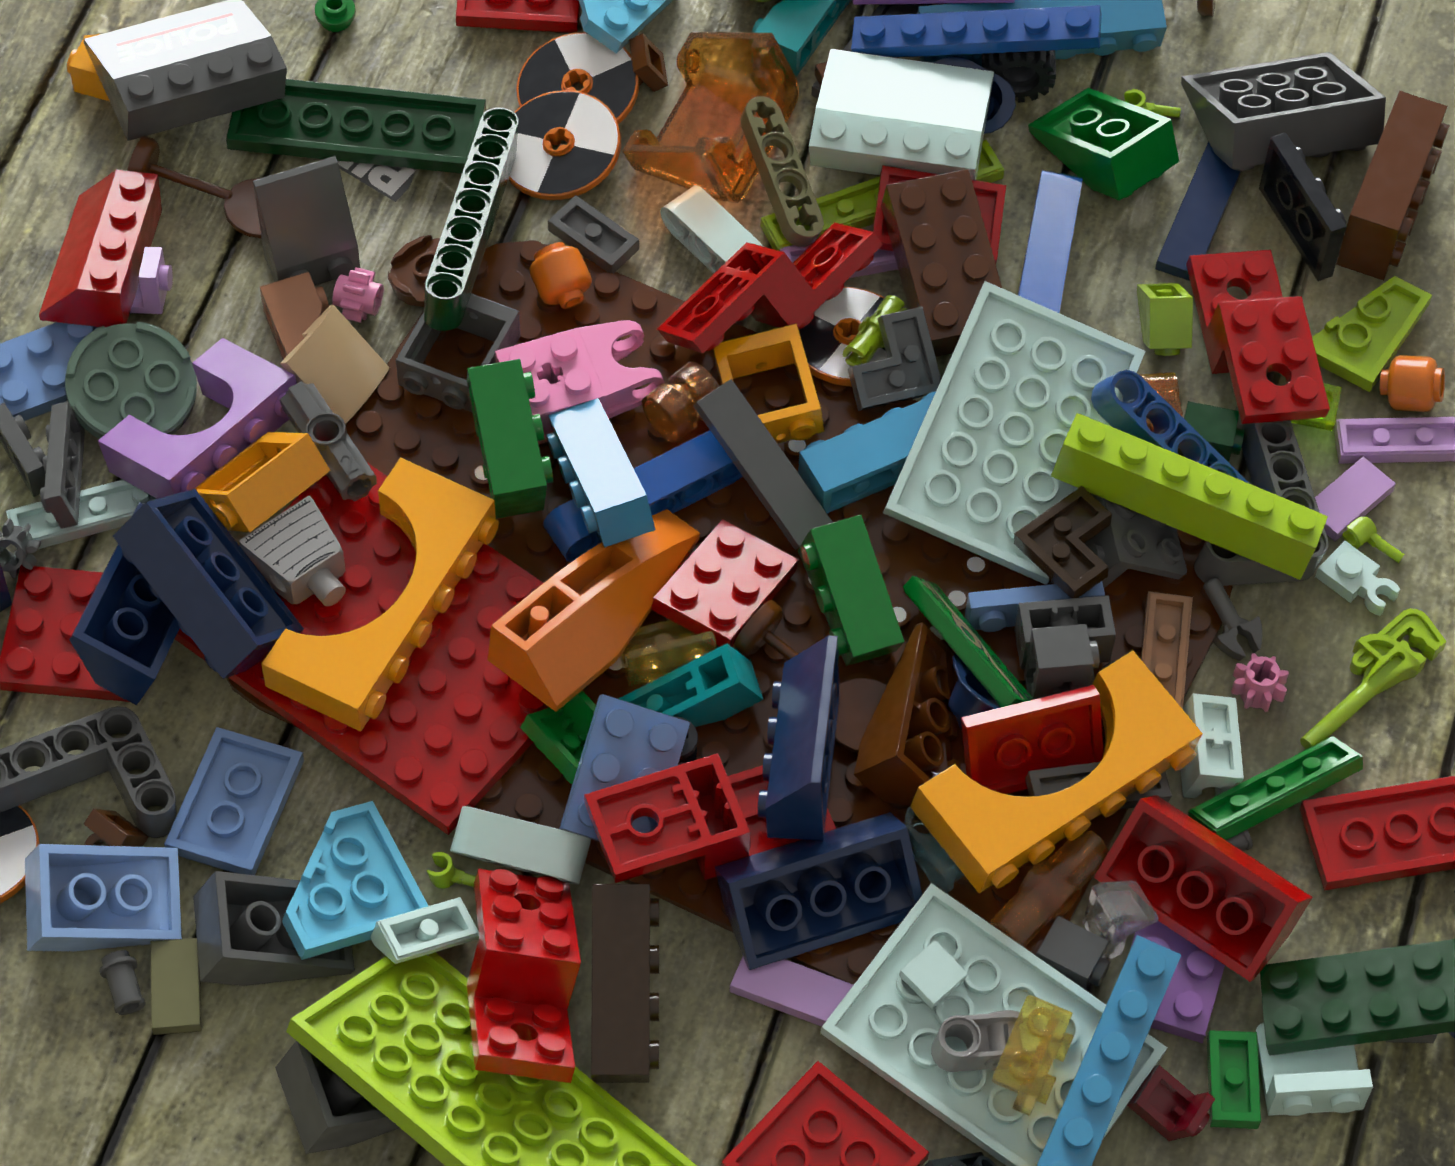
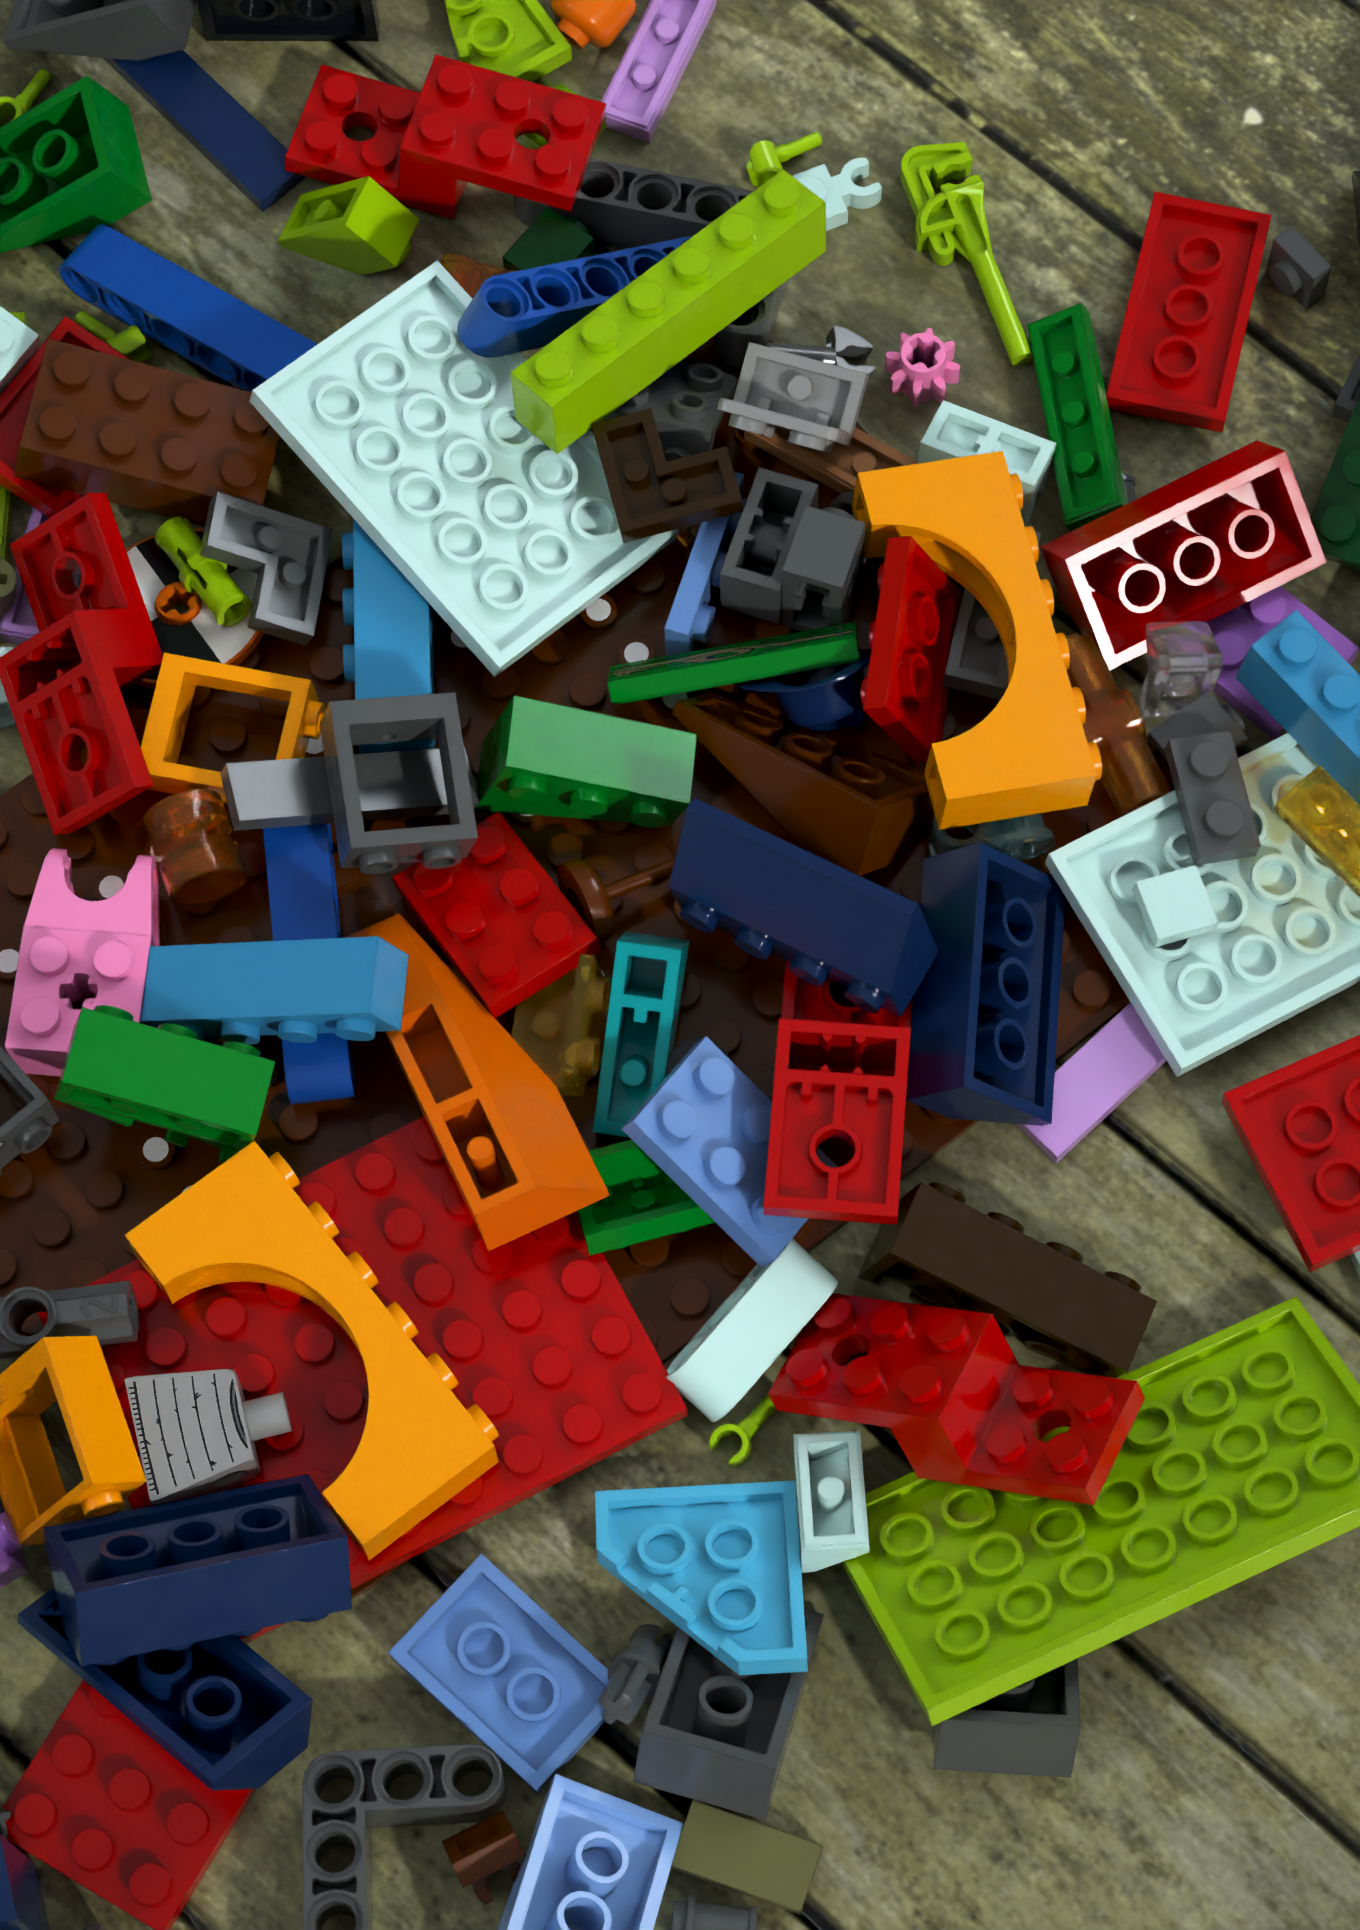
camera: 60 degrees left, 10 degrees up
(254, 860) = (634, 1674): none -> dark grey axle
(809, 455) = (388, 721): none -> dark grey window
(984, 1038) = (1291, 885): light grey piece -> none
(1014, 233) = (127, 342): none -> lime hand
(1026, 968) = (1212, 797): none -> dark grey plate
(1172, 602) = (798, 395): none -> light grey bracket
(1353, 496) = (708, 142): lavender tile -> none

